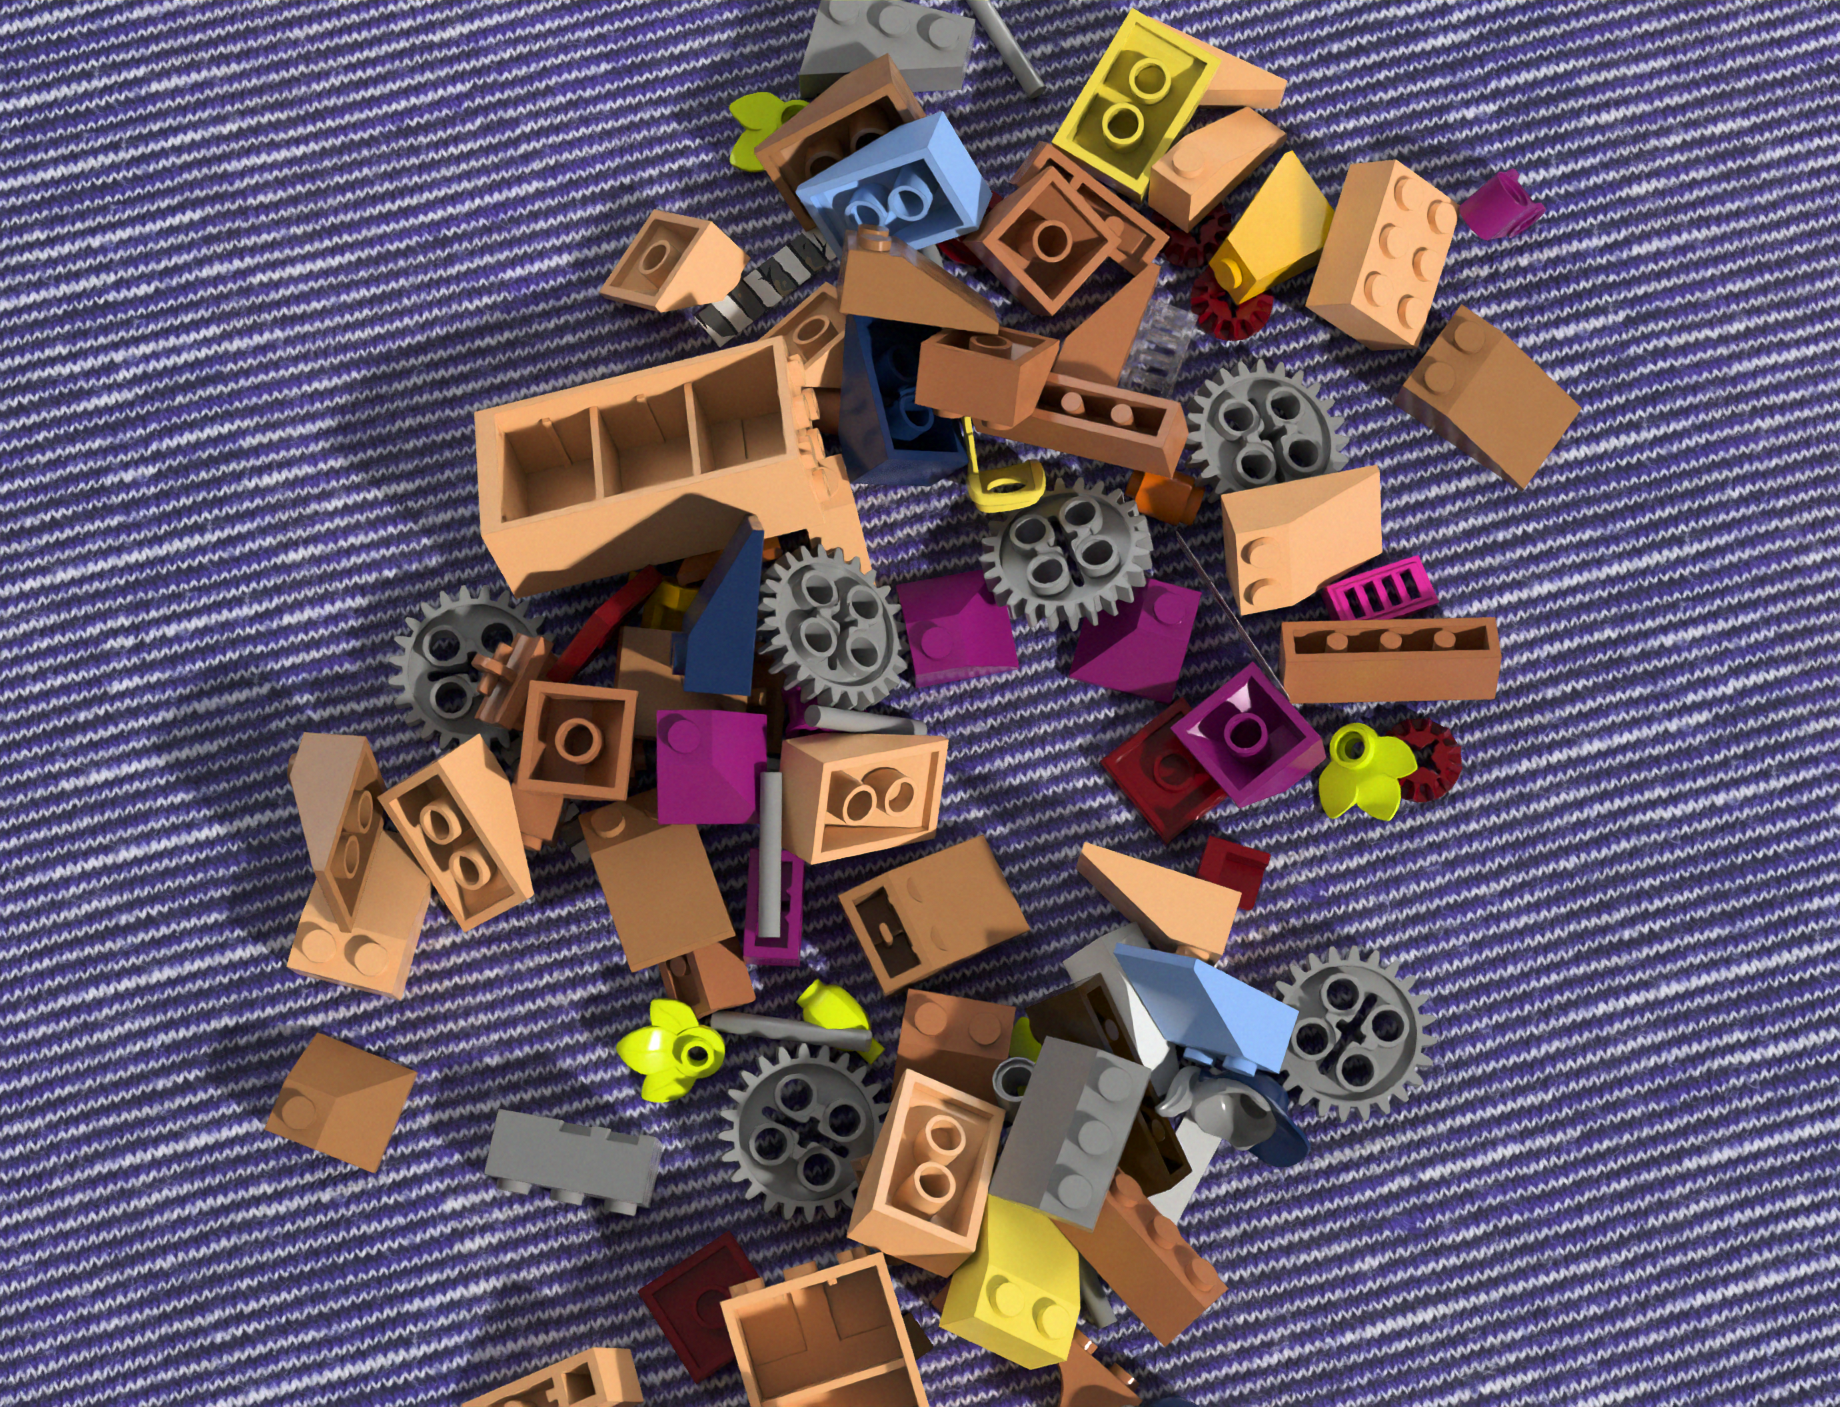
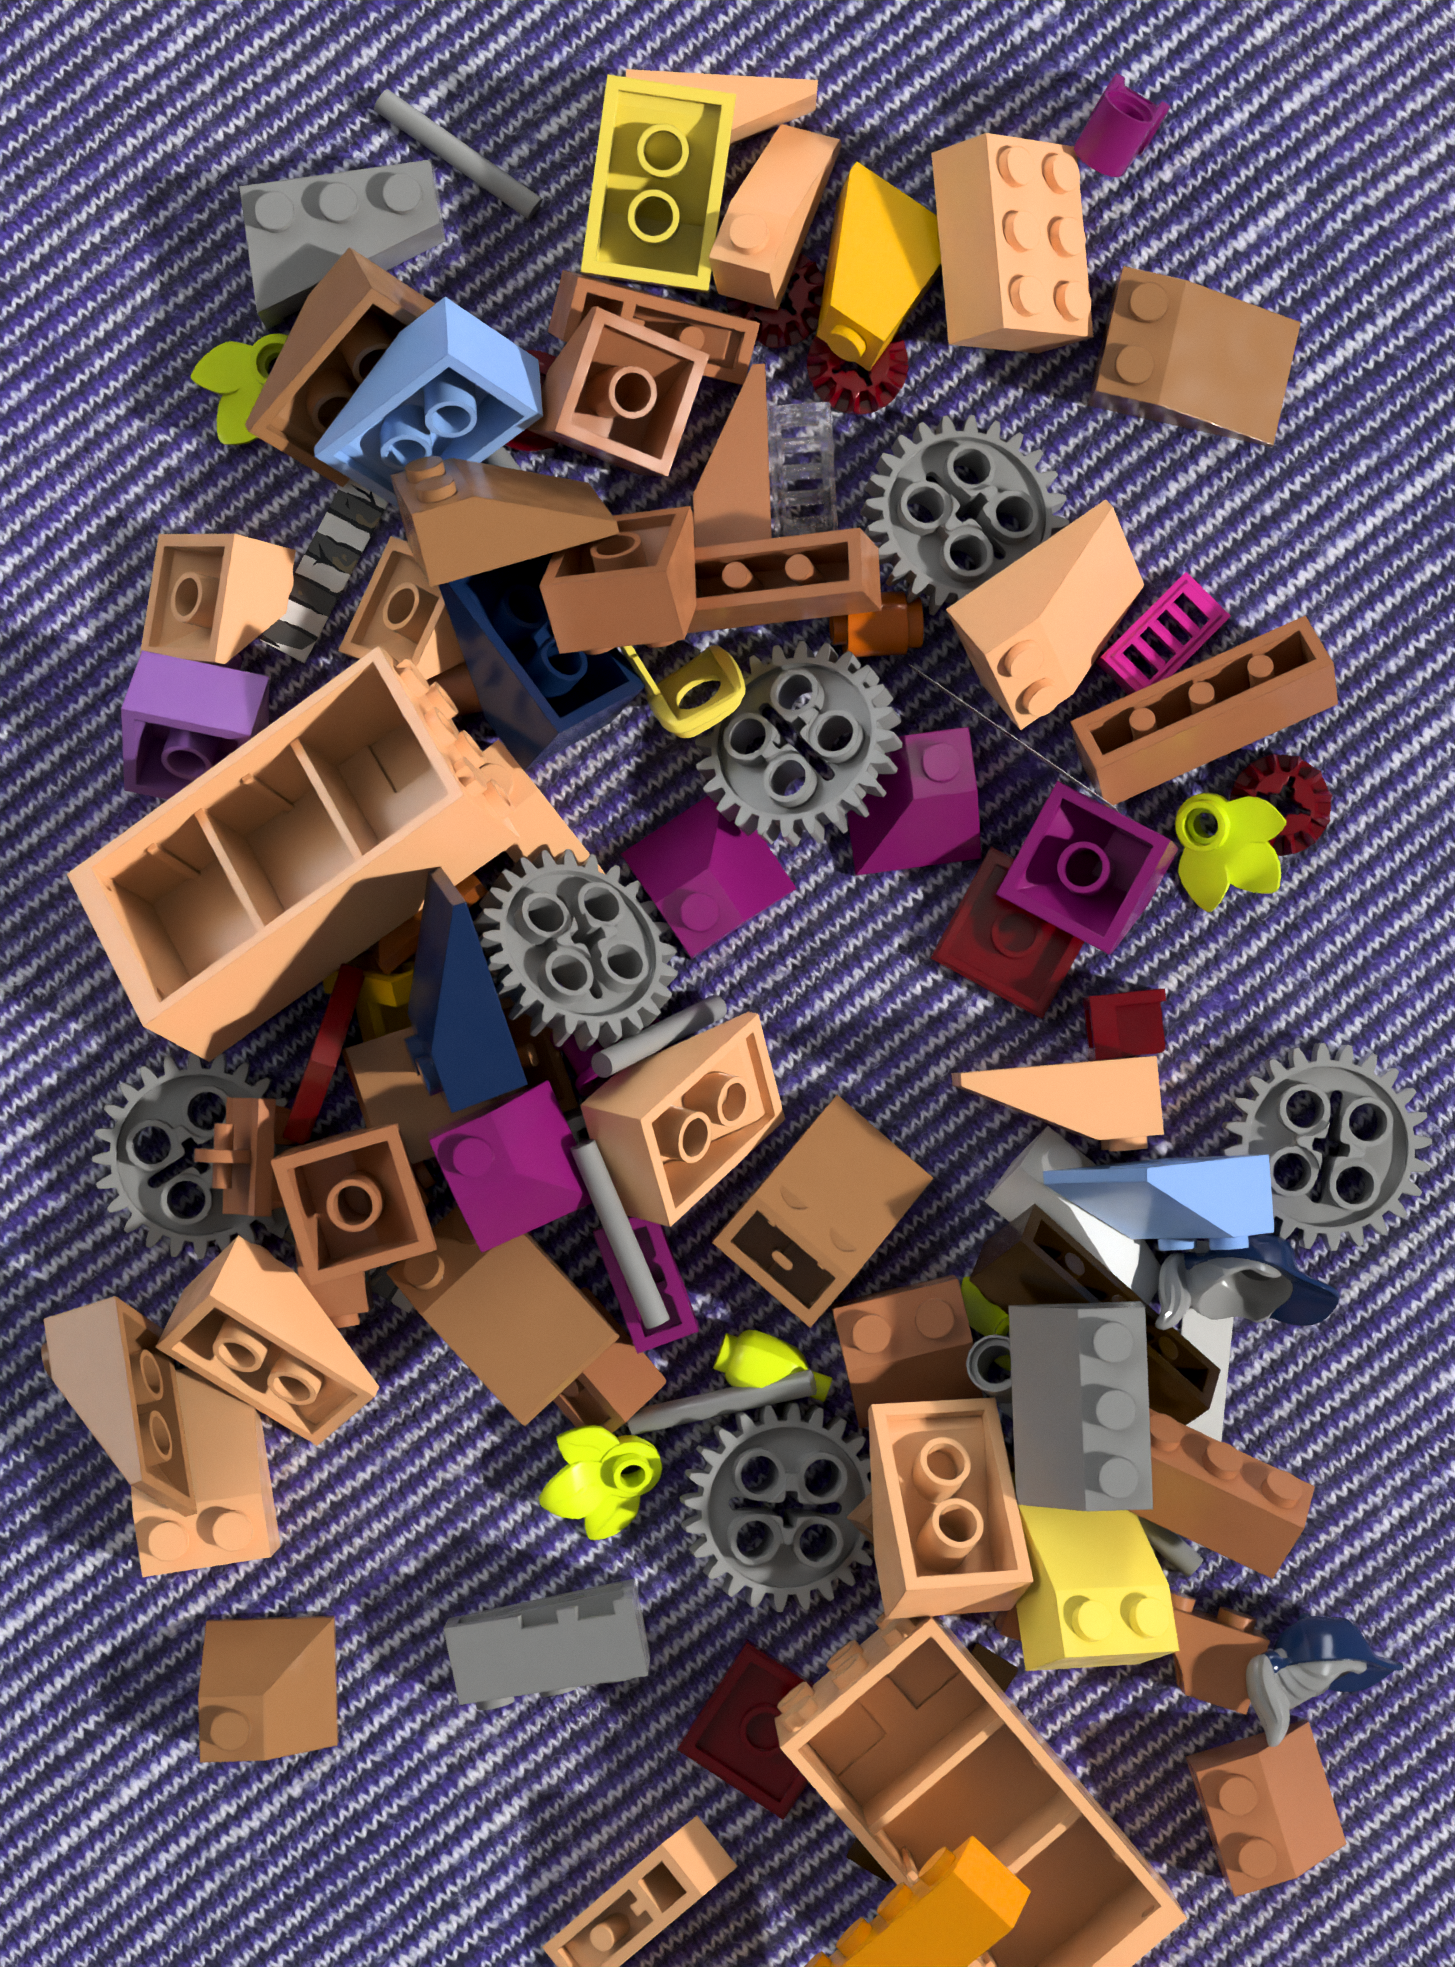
camera: 30 degrees left, 10 degrees up
(612, 335) = (186, 720): none -> medium lavender brick

